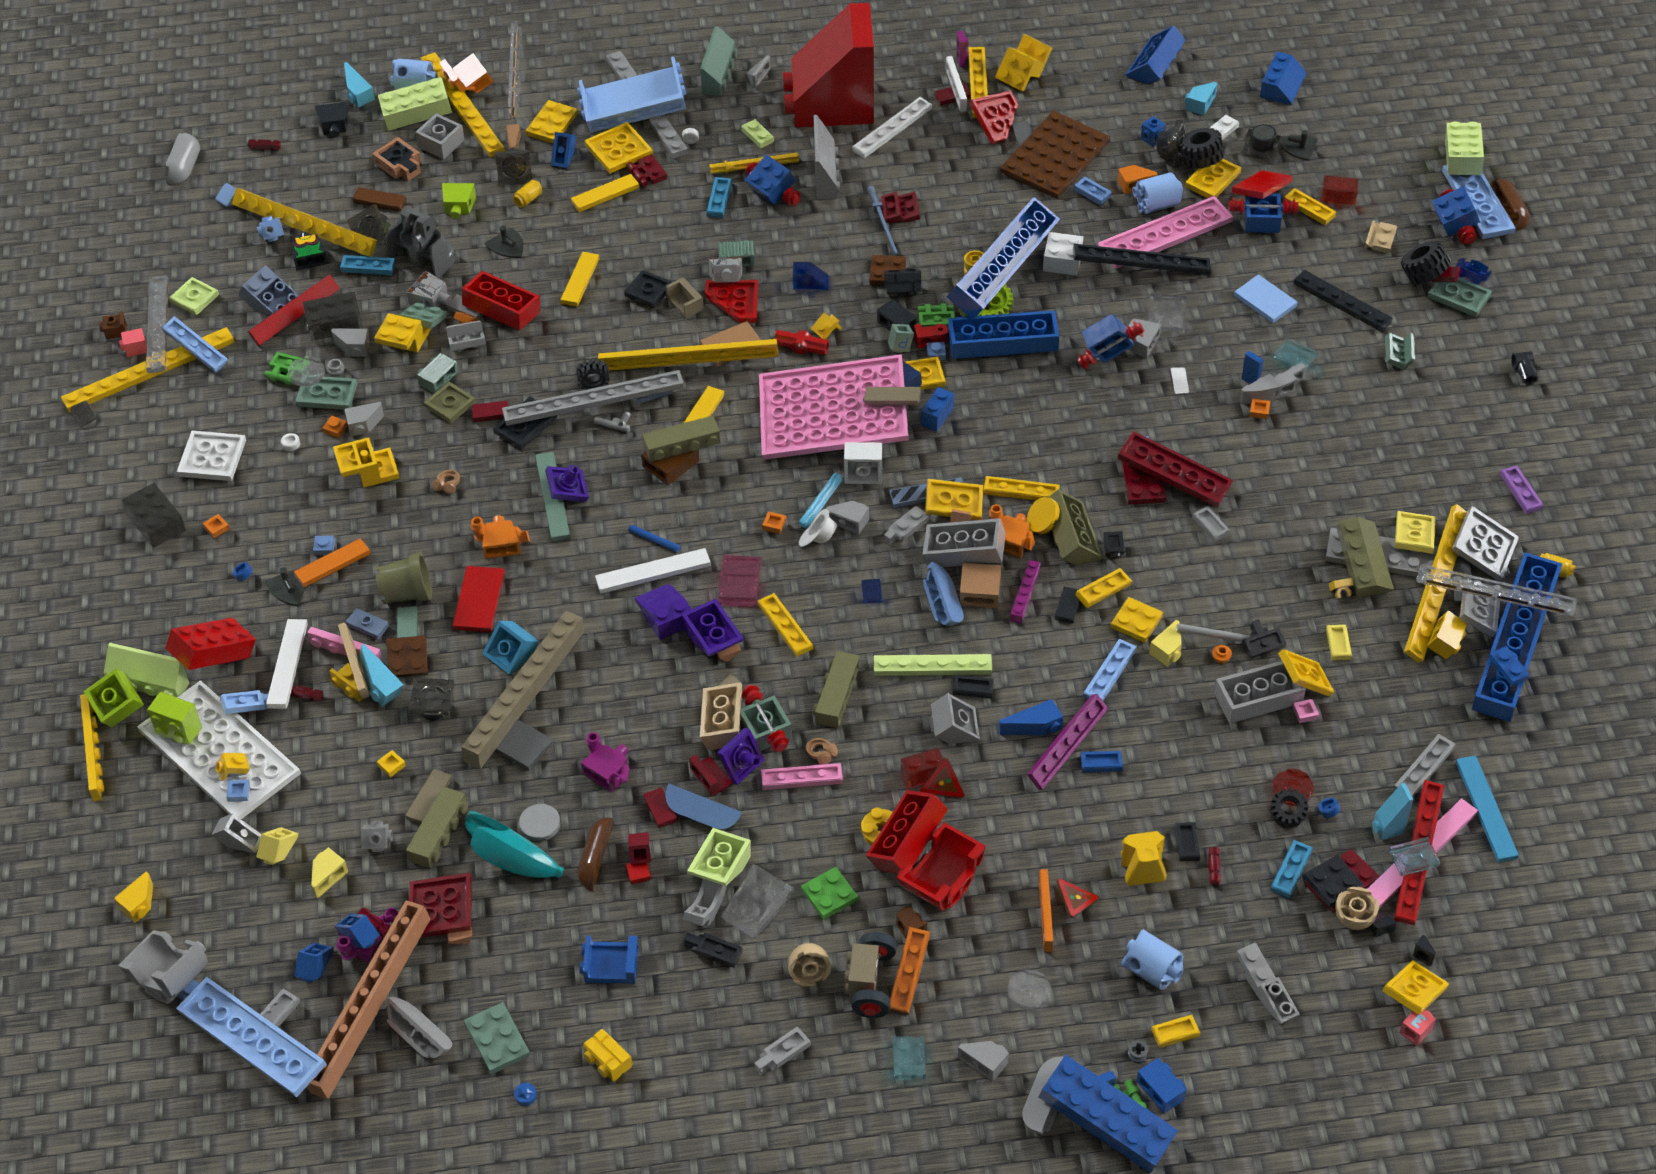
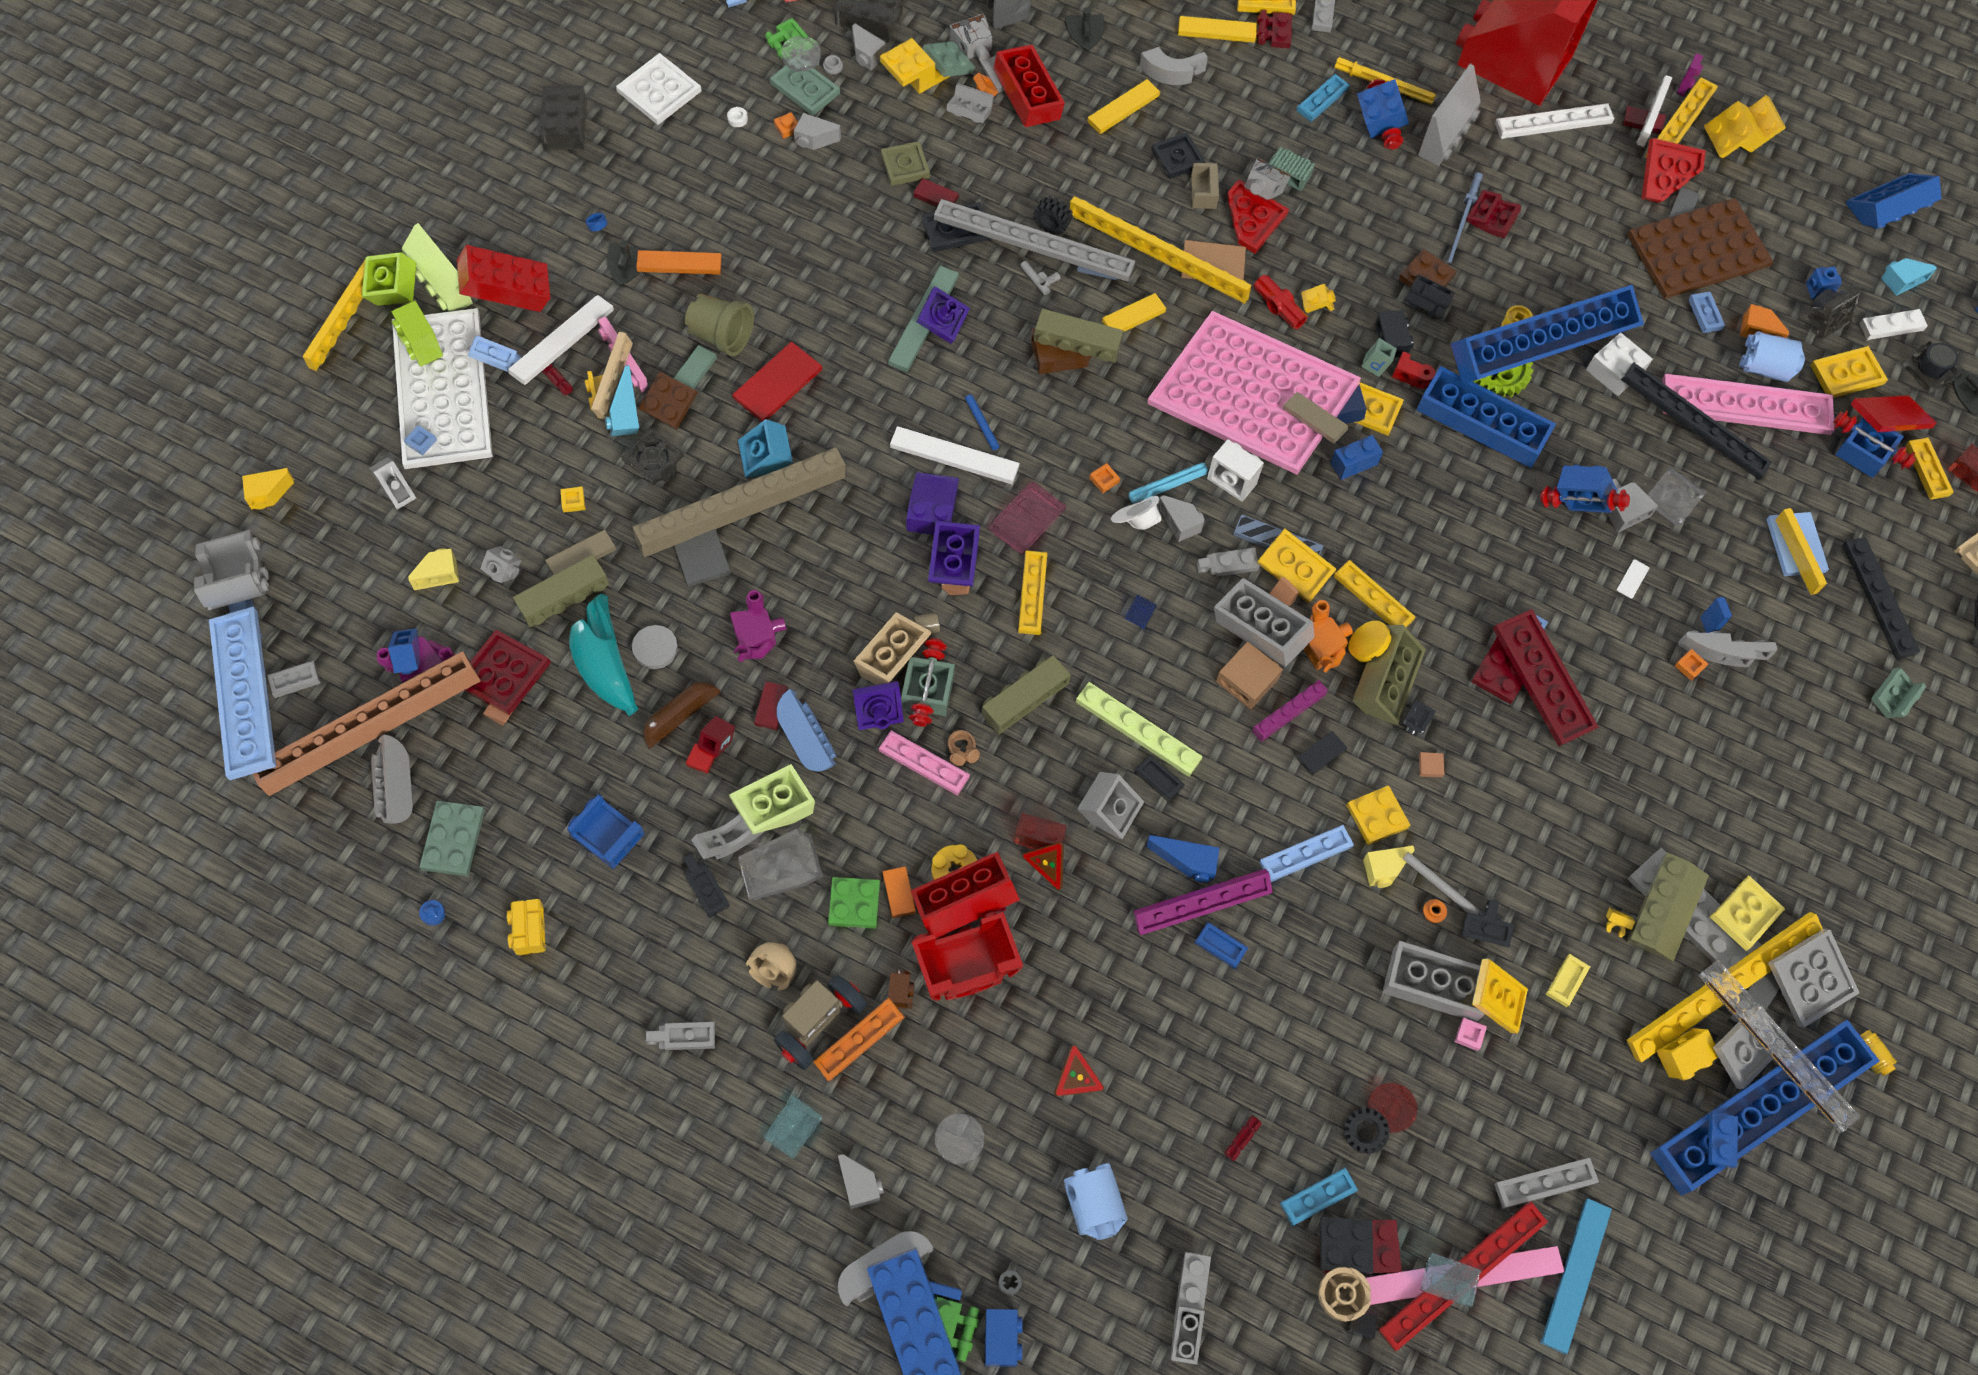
camera: 30 degrees right, 15 degrees up
(216, 526) = (609, 162): orange plate -> none
(231, 763) = (435, 410): yellow bracket -> none
(276, 845) = (416, 514): light yellow slope -> none
(312, 961) = (356, 651): blue slope -> none
(323, 545) = (686, 240): medium blue plate -> none
(367, 623) = (662, 344): sand blue plate -> none
(371, 465) = (779, 179): yellow bracket -> none
(377, 923) = (427, 650): dark red axle -> none
(437, 373) = (916, 126): brick -> none
(450, 486) = (839, 250): medium nougat piece -> none
(498, 537) = (839, 330): orange torso -> none
(593, 237) = (1171, 70): none -> light grey arch
(690, 135) = (1344, 15): white tile -> none
(709, 774) = (841, 703): dark red panel -> none
(757, 133) = (1413, 51): yellowish green plate -> none
(809, 276) = (1342, 235): clear blue slope -> none
(855, 867) = (899, 892): none -> orange tile
(935, 314) = (1429, 355): bright green plate -> none
(936, 349) = (1407, 391): medium blue plate -> none
(942, 596) = (1204, 663): medium blue brick -> none
(1045, 910) = (1038, 1068): orange tile -> none
(1103, 588) = (1370, 758): yellow tile -> none
(1143, 858) = (1174, 1084): yellow piece -> none
(1145, 568) = (1431, 764): none -> nougat tile
(1175, 1031) = (1064, 1287): yellow tile -> none
(1187, 841) = (1237, 1091): black tile -> none
(1202, 147) = (1860, 333): black tyre -> none
(1211, 524) = (1538, 760): light grey tile -> none
(1272, 299) = (1800, 551): none -> yellow tile
(1295, 353) = (1778, 627): clear light blue plate -> none
(1329, 807) = (1410, 1158): blue tile -> none
(1393, 814) = (1464, 1218): medium azure slope -> none
(1521, 489) = (1907, 939): medium lavender tile -> none

